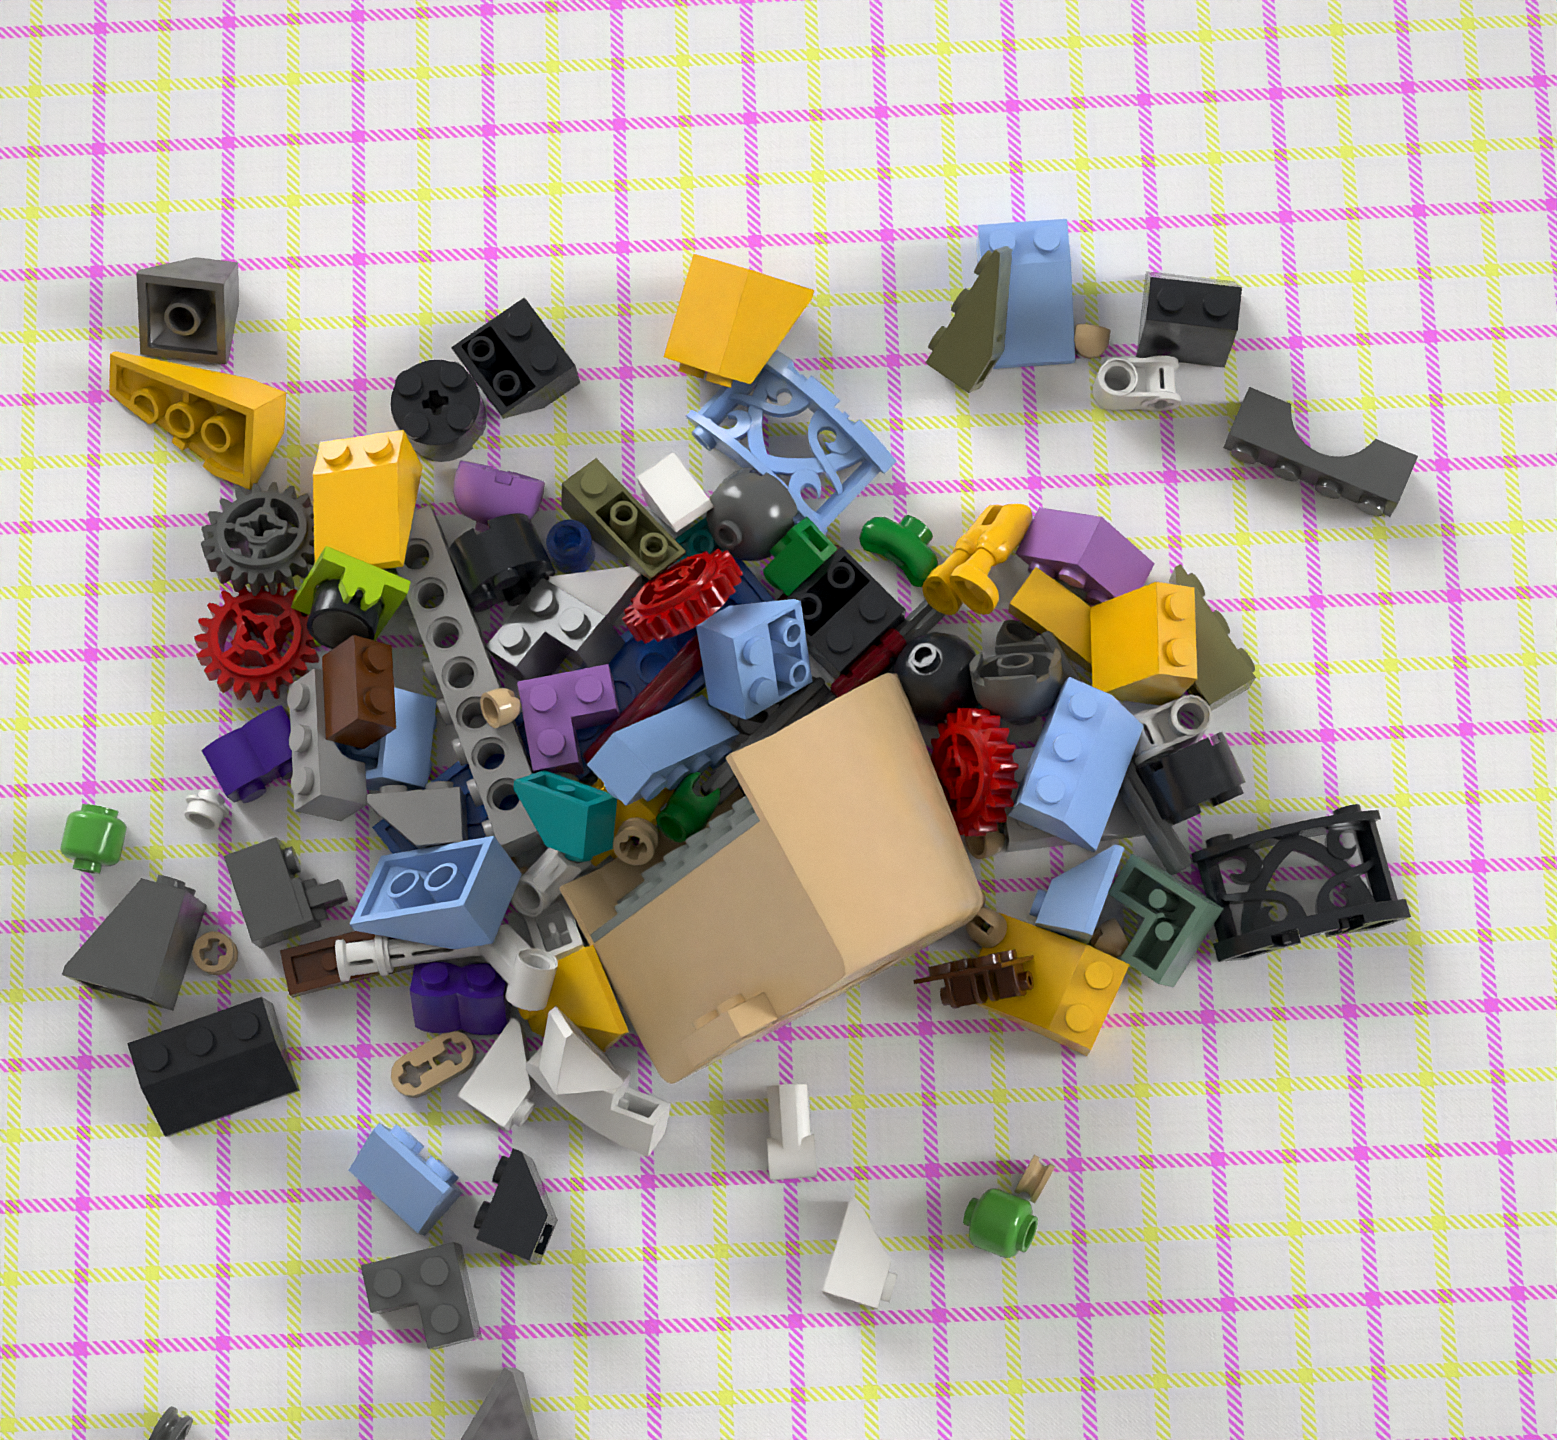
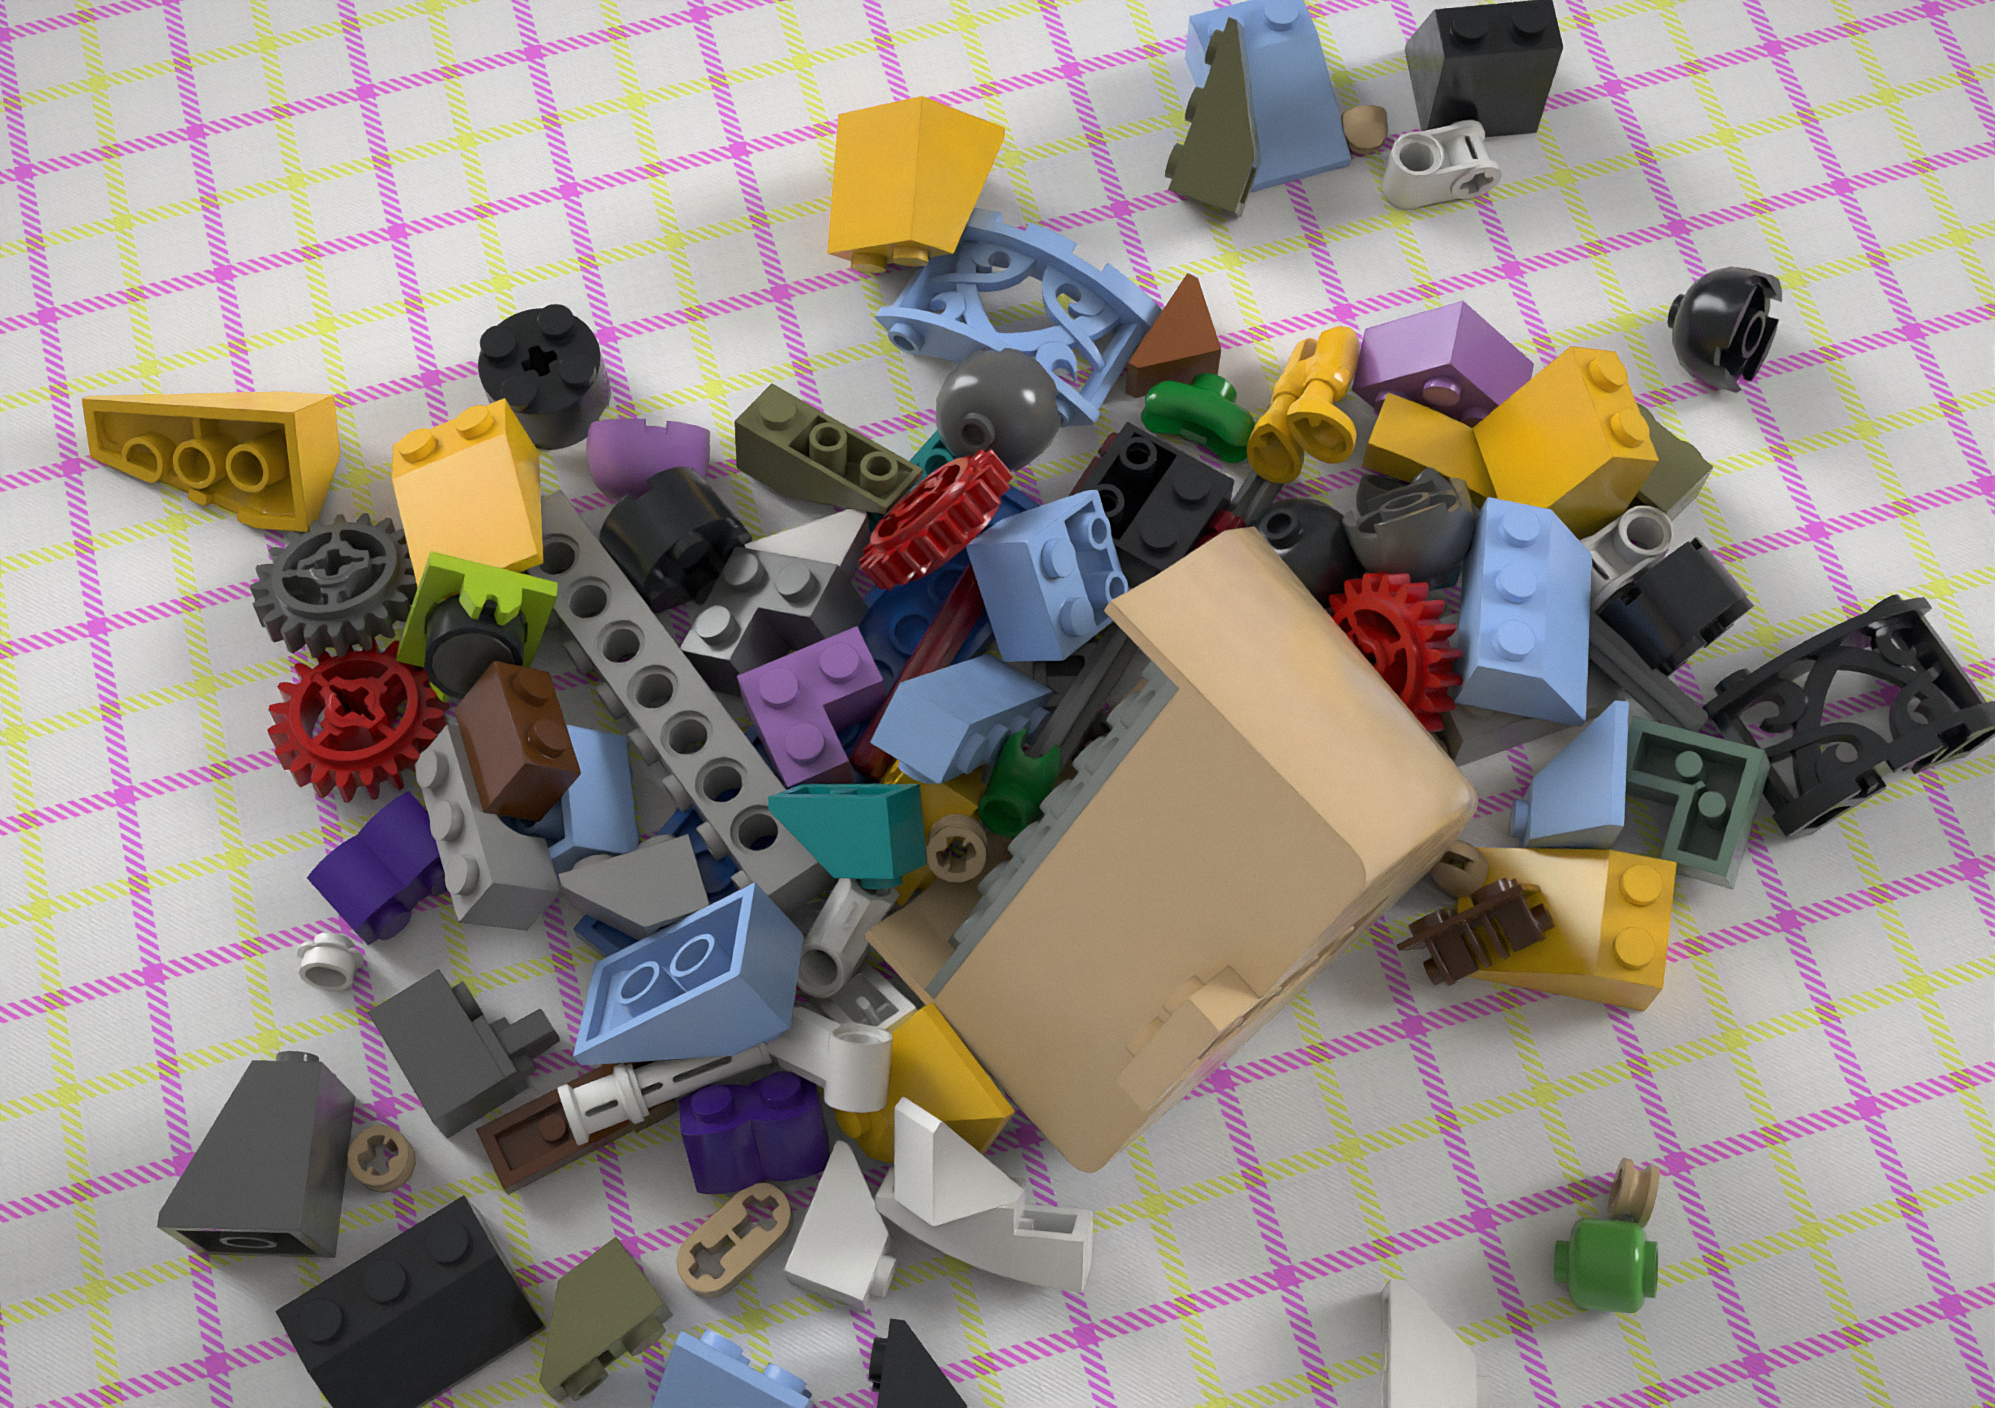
camera: 20 degrees left, 10 degrees down
(93, 838) = (171, 1035): bright green head -> none
(188, 309) = (179, 327): flat silver slope -> none
(332, 1093) = (596, 1318): none -> olive slope
(499, 707) = (720, 712): tan hinge -> none
(517, 361) = (640, 294): black slope -> none
(568, 535) = (763, 500): clear blue brick -> none
(673, 493) = (885, 401): white slope -> none
(790, 1140) = (1278, 1230): white piece -> none
(798, 556) = (1072, 446): green brick -> none
(899, 488) = (1177, 344): none -> dark orange slope
(1109, 938) = (1637, 839): tan hinge -> none
(1267, 435) = (1625, 191): dark grey arch -> none
(1305, 567) = (1725, 325): none -> black cylinder

